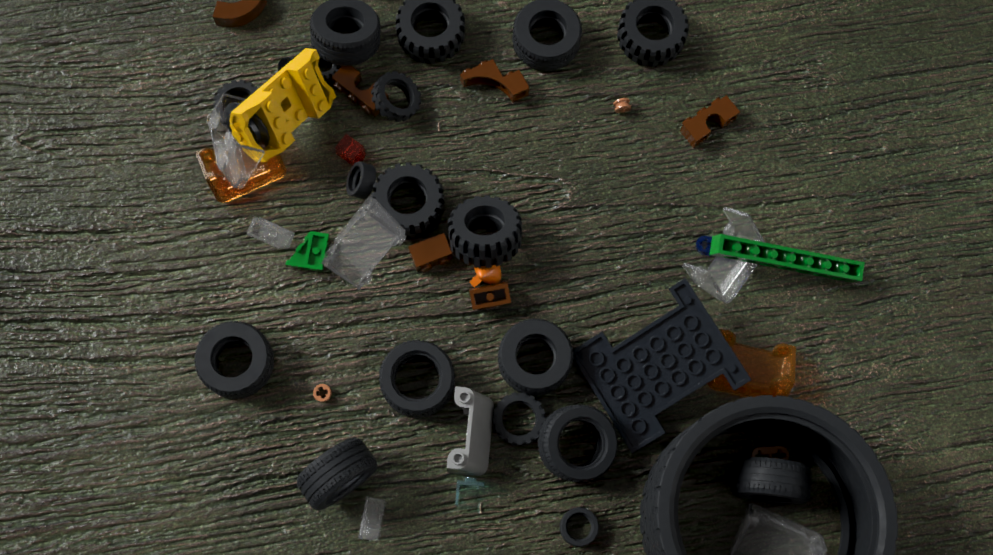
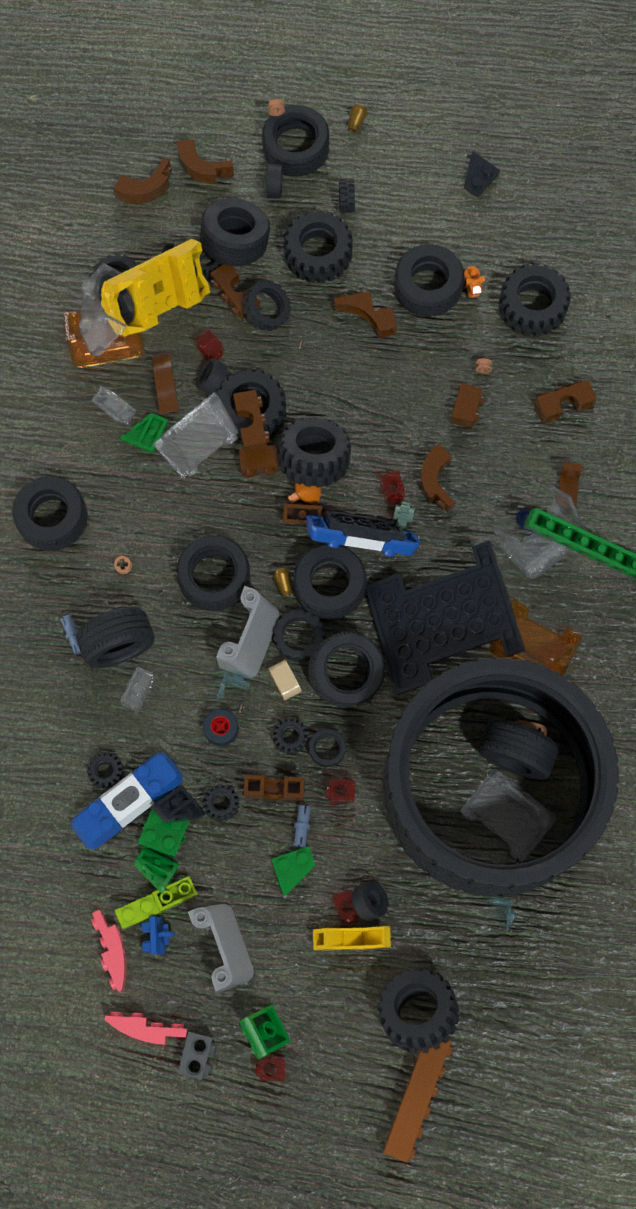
camera: 20 degrees right, 0 degrees up
(288, 476) = (71, 632): none -> sand blue pin
(316, 197) = (165, 383): none -> reddish brown arch
(408, 201) = (254, 436): none -> reddish brown arch
(467, 535) = (220, 727): none -> black wheel
(488, 368) = (283, 581): none -> pearl gold cone
(517, 468) = (284, 680): none -> tan beam
(550, 518) = (293, 724): none -> black tyre
(554, 300) = (361, 532): none -> piece
(569, 238) = (392, 479): none -> clear red brick
(587, 270) = (404, 513): none -> sand green gear
(590, 27) = (473, 282): none -> orange hips
(602, 229) = (433, 464): none -> reddish brown arch
(617, 148) = (466, 406): none -> reddish brown brick
(735, 195) = (570, 479): none -> reddish brown bracket

